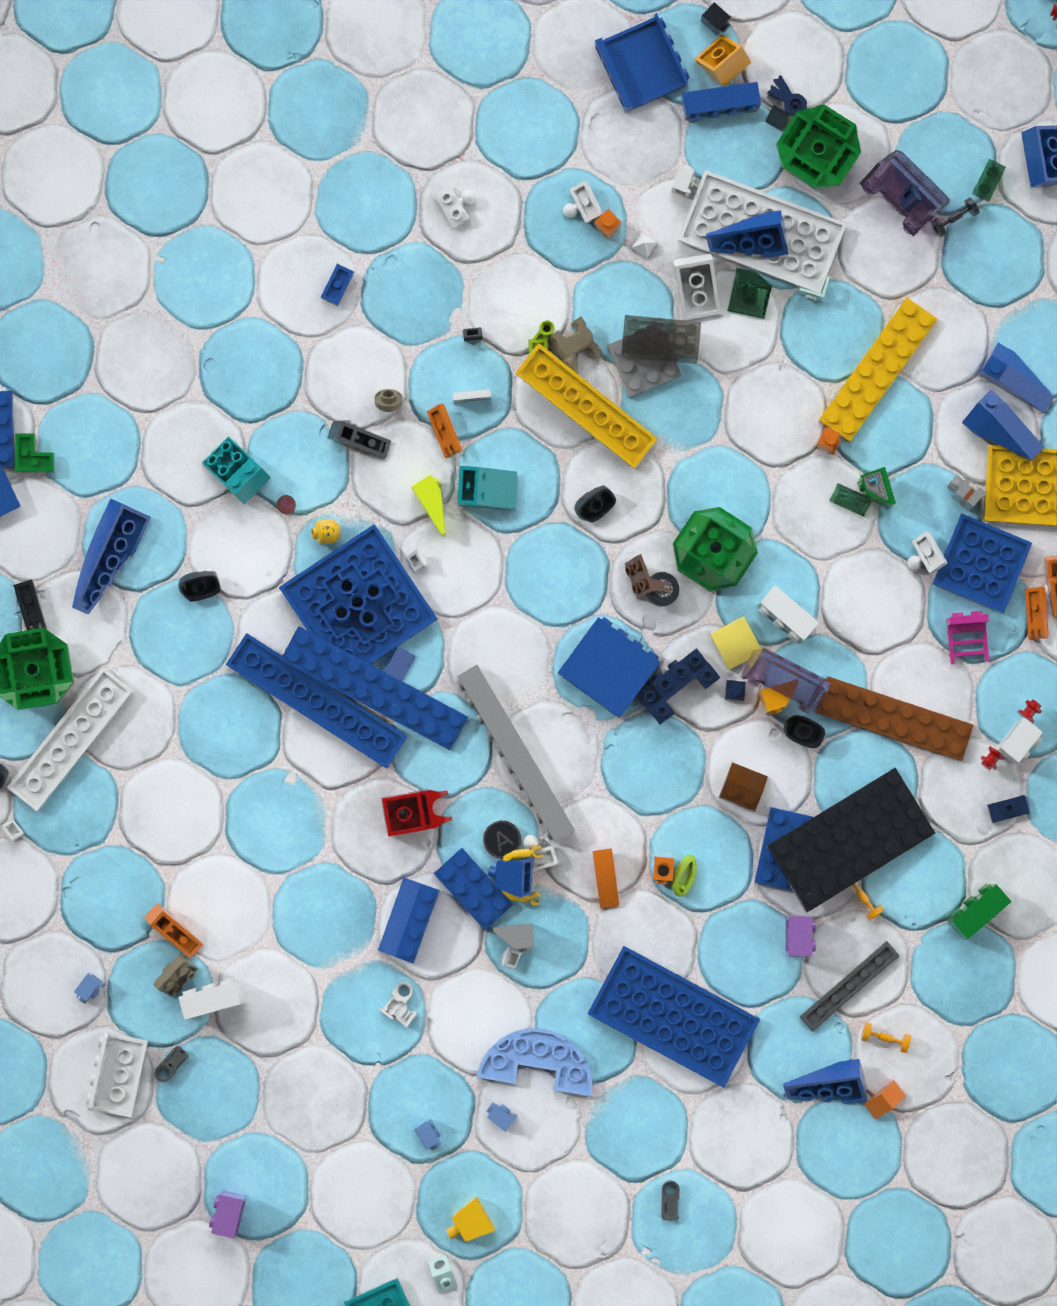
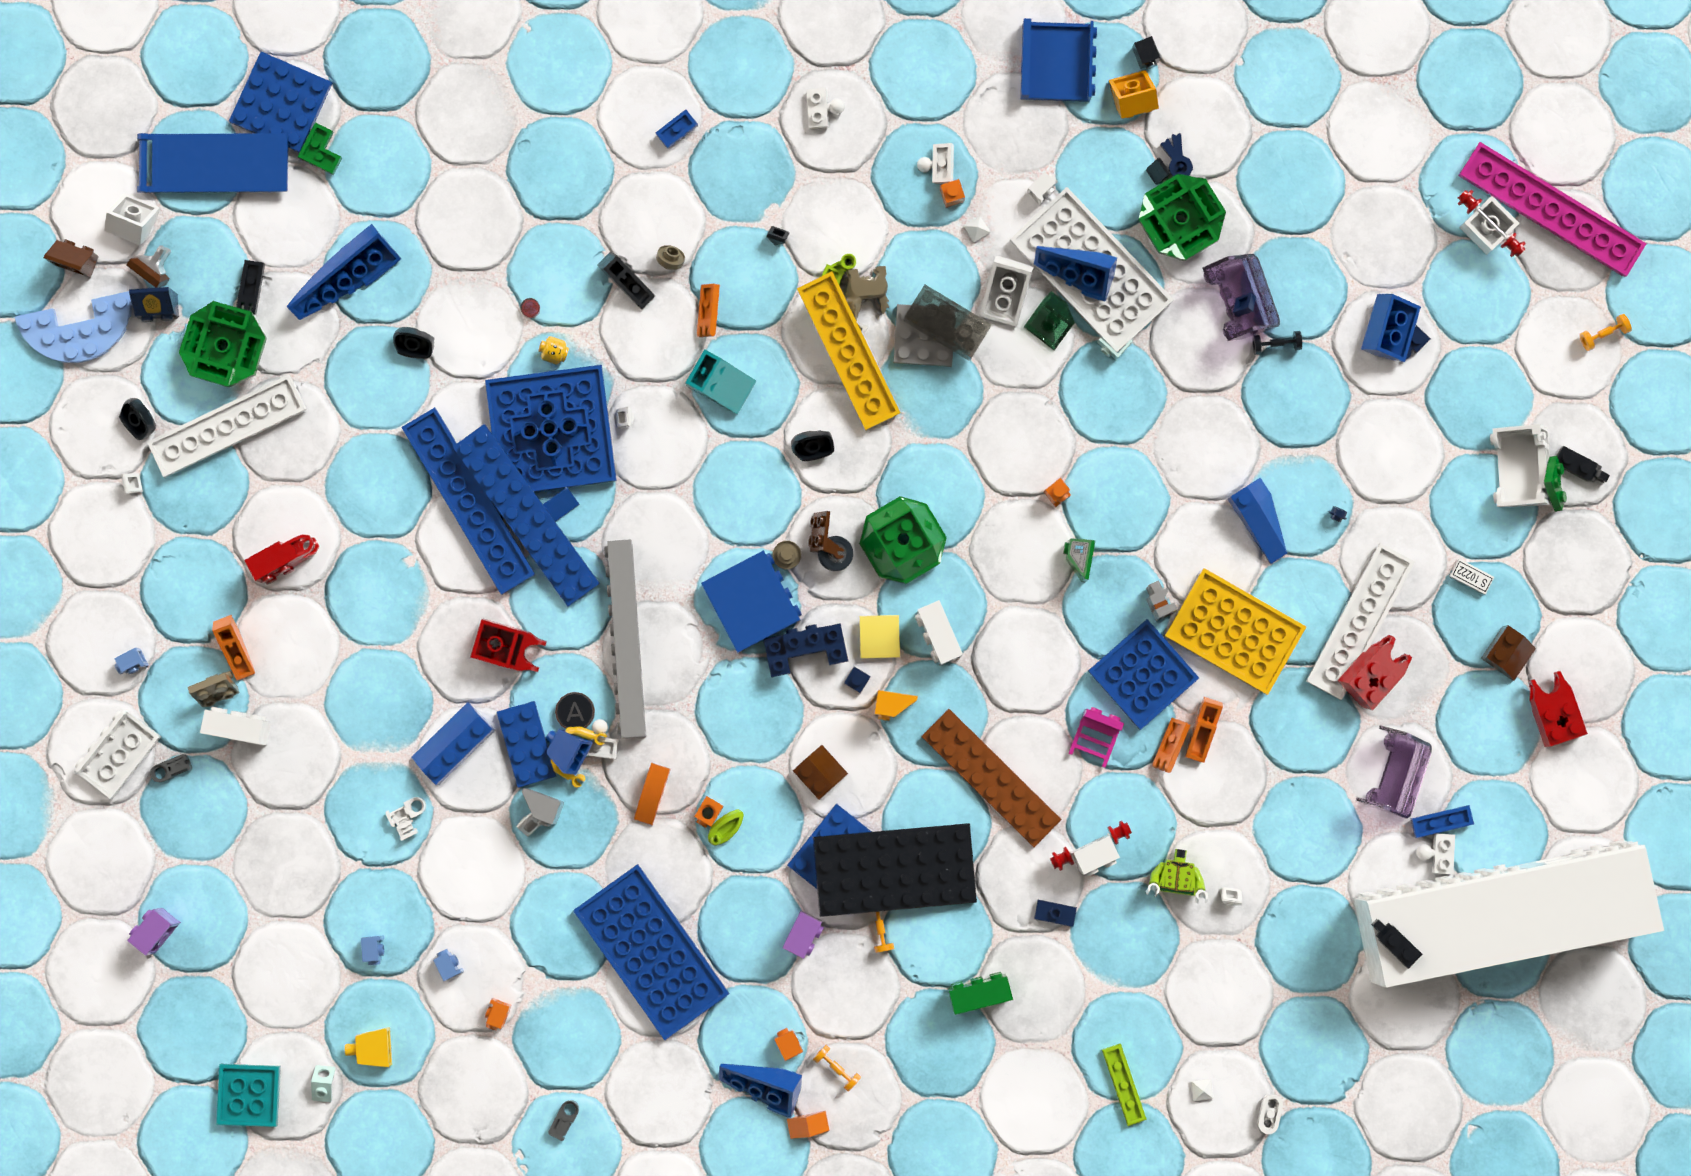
camera: 25 degrees right, 0 degrees up
(177, 832) = (280, 558): none -> red brick
(236, 470) = (499, 254): teal slope -> none
(430, 496) = (665, 366): neon yellow slope -> none
(470, 396) = (749, 291): white tile -> none
(541, 1050) = (515, 923): light blue plate -> none
(566, 1138) = (497, 1014): none -> orange brick
(620, 611) = (787, 555): none -> dark tan plate
(721, 100) = (1113, 130): blue brick -> none
(786, 678) = (906, 692): clear purple windscreen -> none
(804, 731) = (901, 748): black piece -> none
(833, 1037) = (788, 1043): none -> orange brick
(849, 986) = (827, 1003): dark grey tile -> none
(850, 499) = (1050, 556): clear green plate -> none
(878, 369) = (1136, 448): yellow plate -> none
(928, 554) = (1097, 642): white plate -> none
(988, 180) = (1325, 323): clear green plate -> none
(998, 423) = (1222, 553): blue wedge -> none

